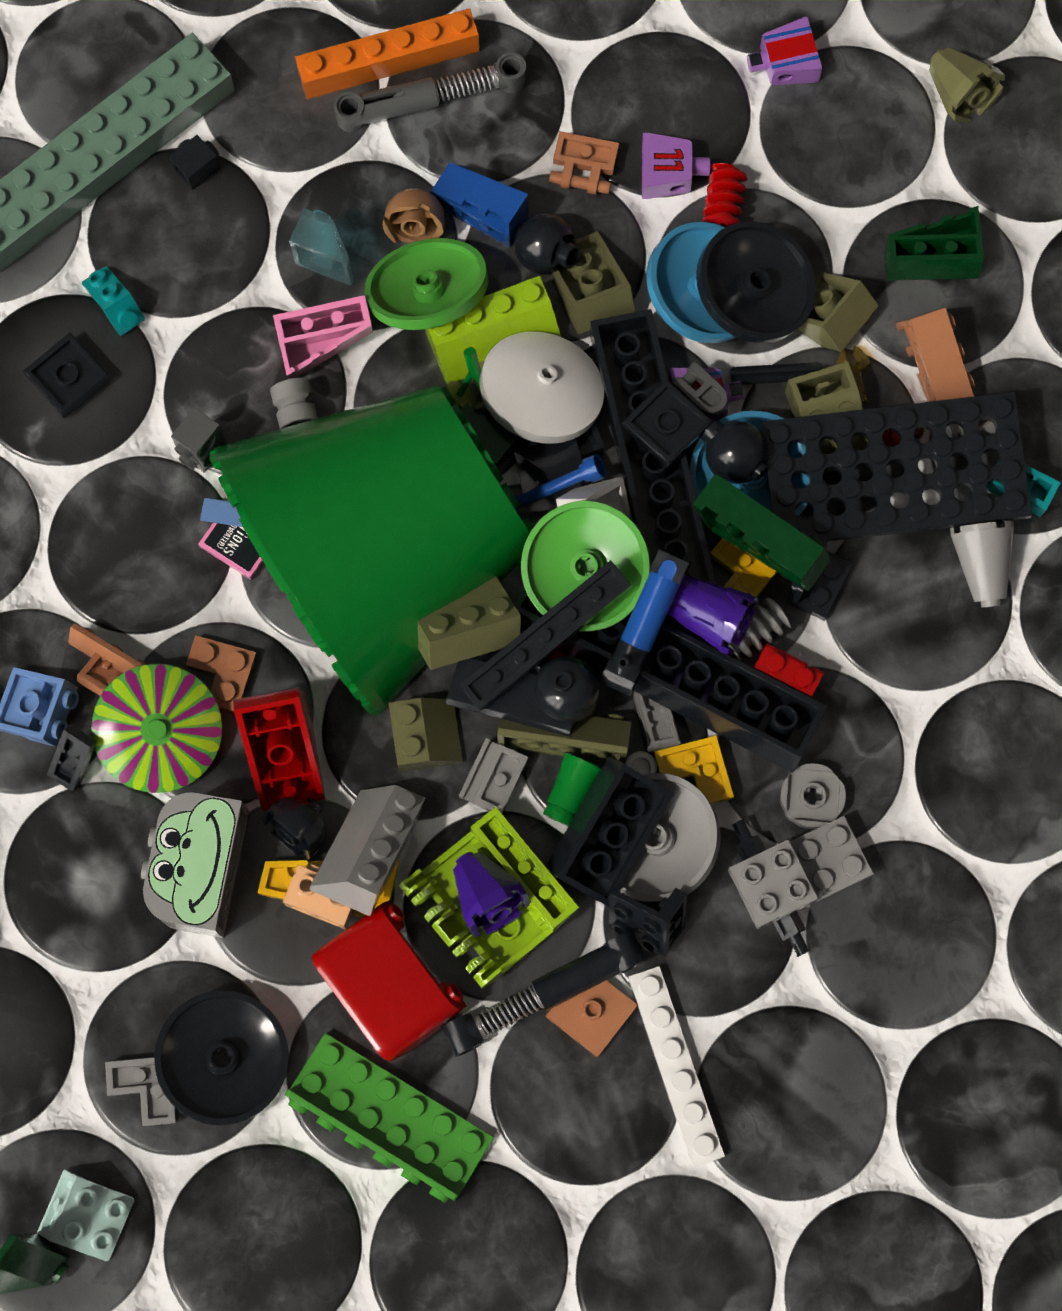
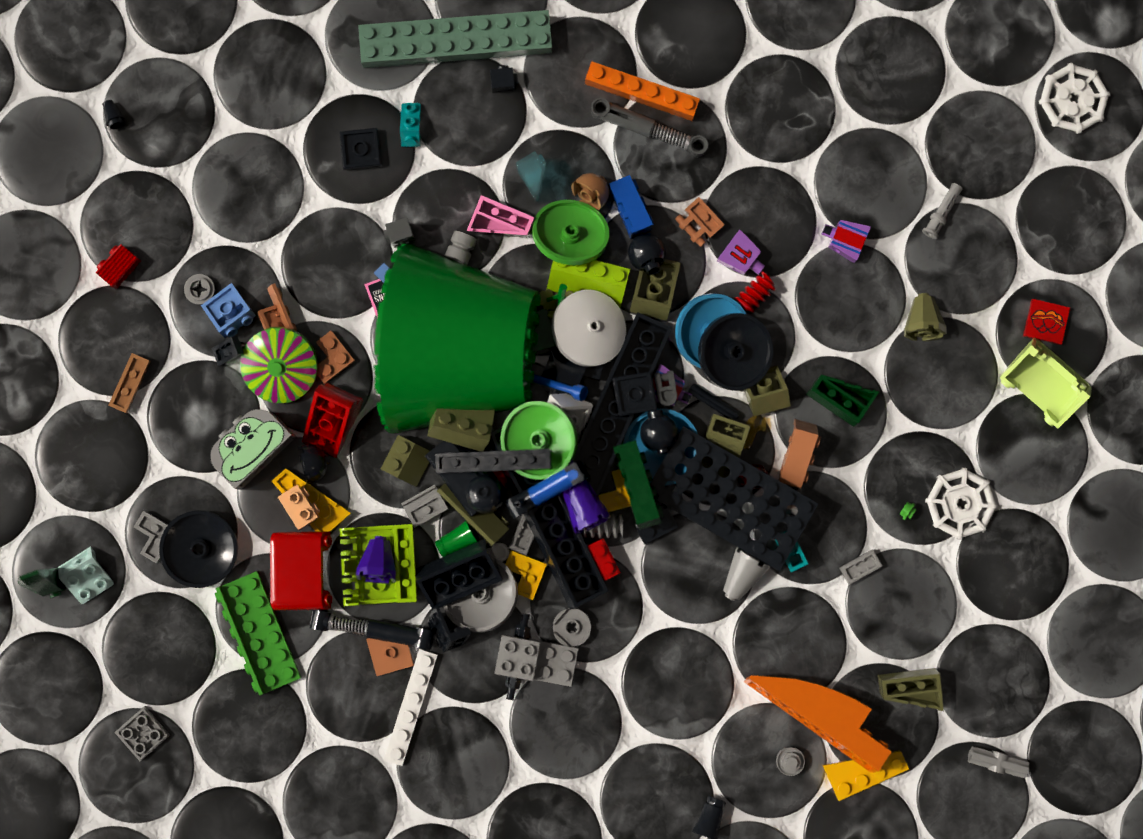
camera: 30 degrees right, 10 degrees up
(368, 847) = (337, 499): light grey slope -> none

